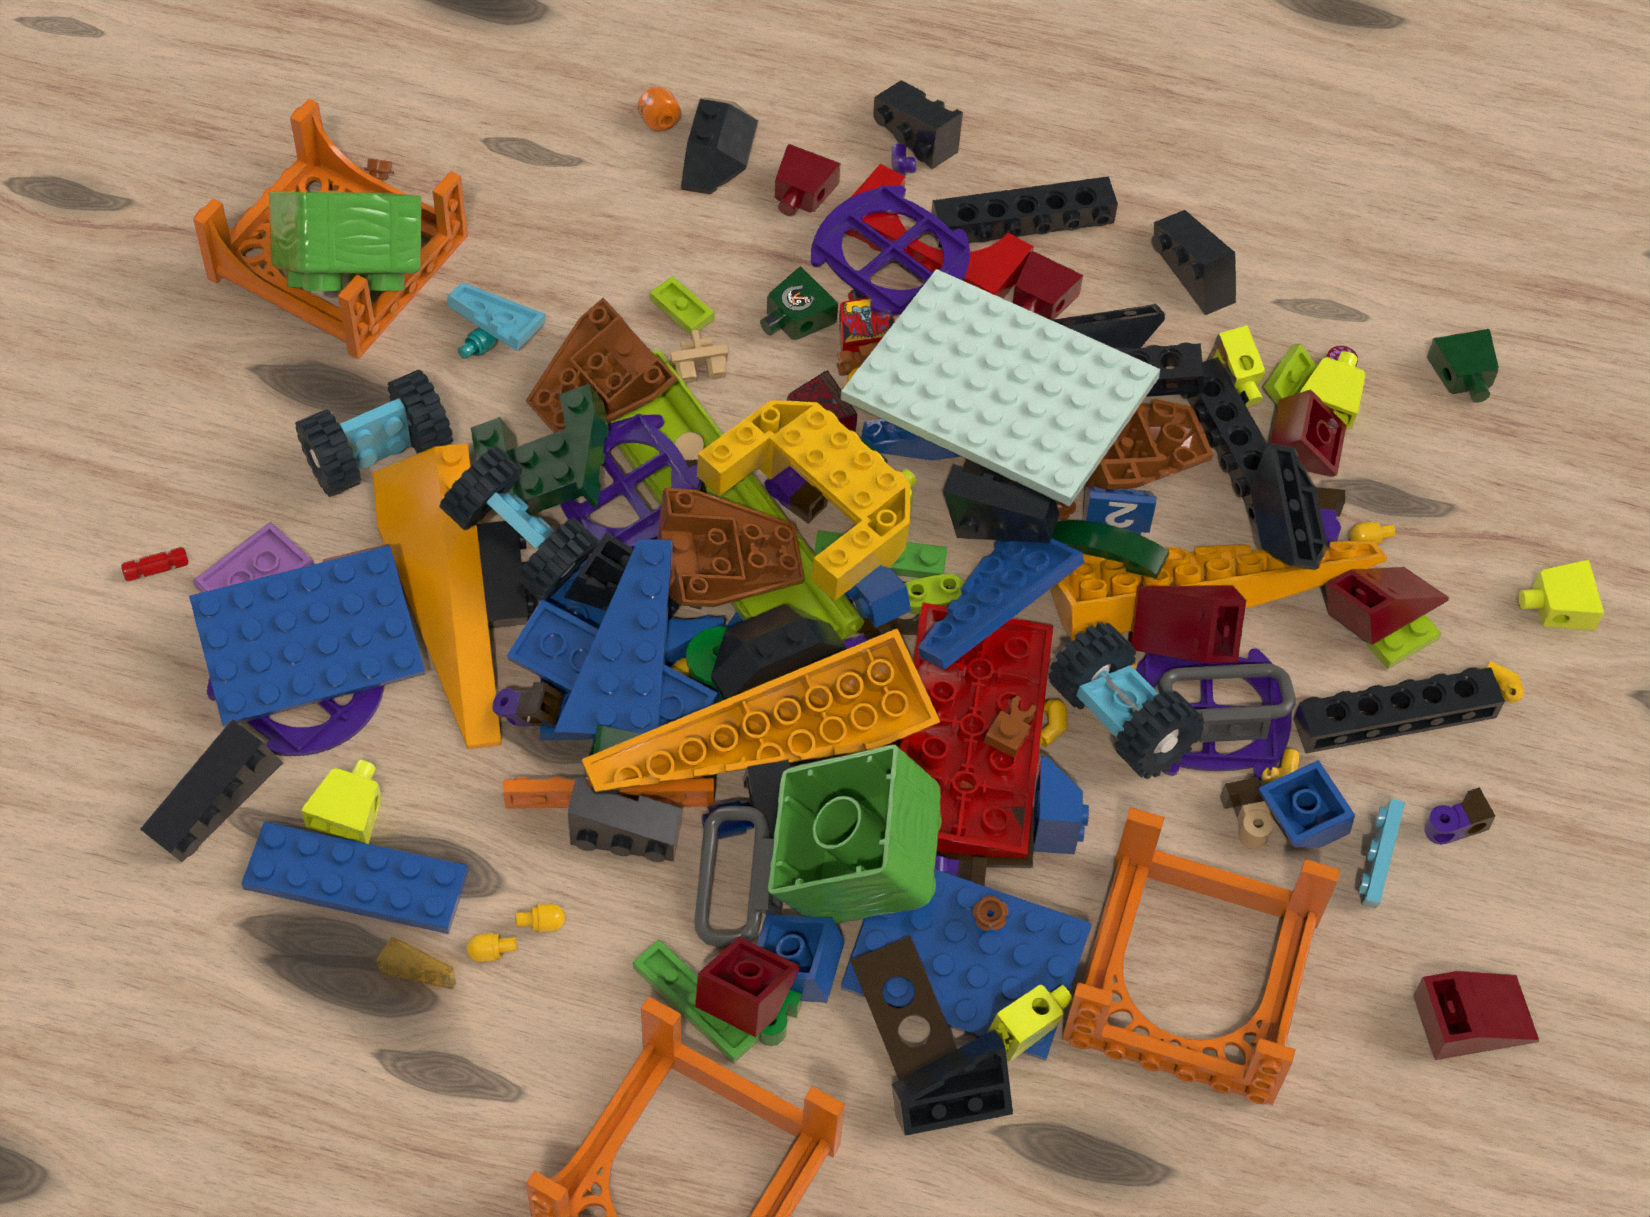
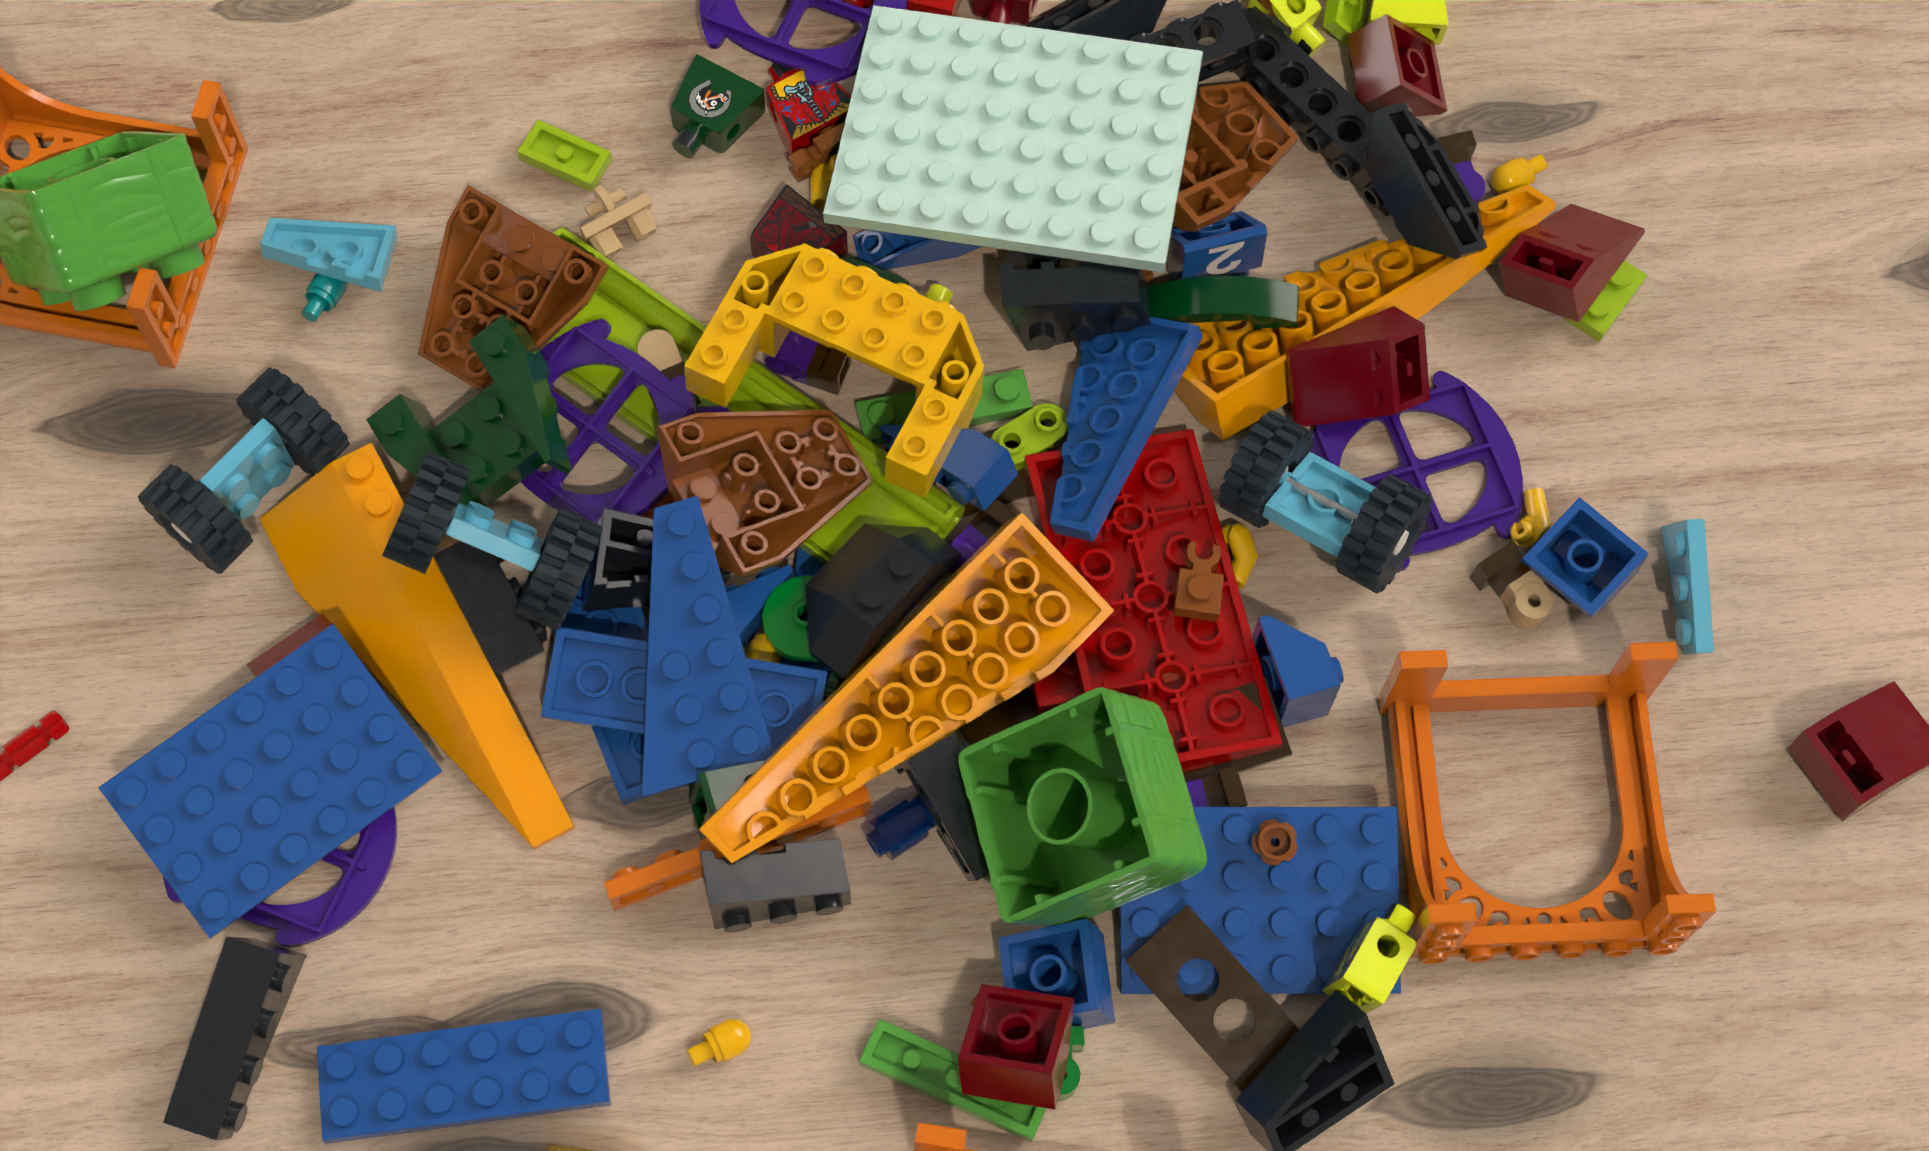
camera: 20 degrees left, 10 degrees up
(259, 556) = (158, 700): medium lavender tile -> none
(345, 803) = (413, 984): neon yellow torso -> none
(379, 168) = (94, 94): dark orange plate -> none
(490, 947) = (672, 1105): yellow cylinder -> none
(529, 708) = (604, 772): dark brown leg -> none
(760, 899) = (977, 895): dark grey bar -> none
(1236, 722) = (1458, 478): dark grey bar -> none
(1319, 733) = (1555, 454): black brick -> none
(1461, 820) = (1751, 515): leg -> none
(1508, 682) = (1745, 309): yellow arm -> none
(1565, 597) = (1772, 179): neon yellow torso -> none

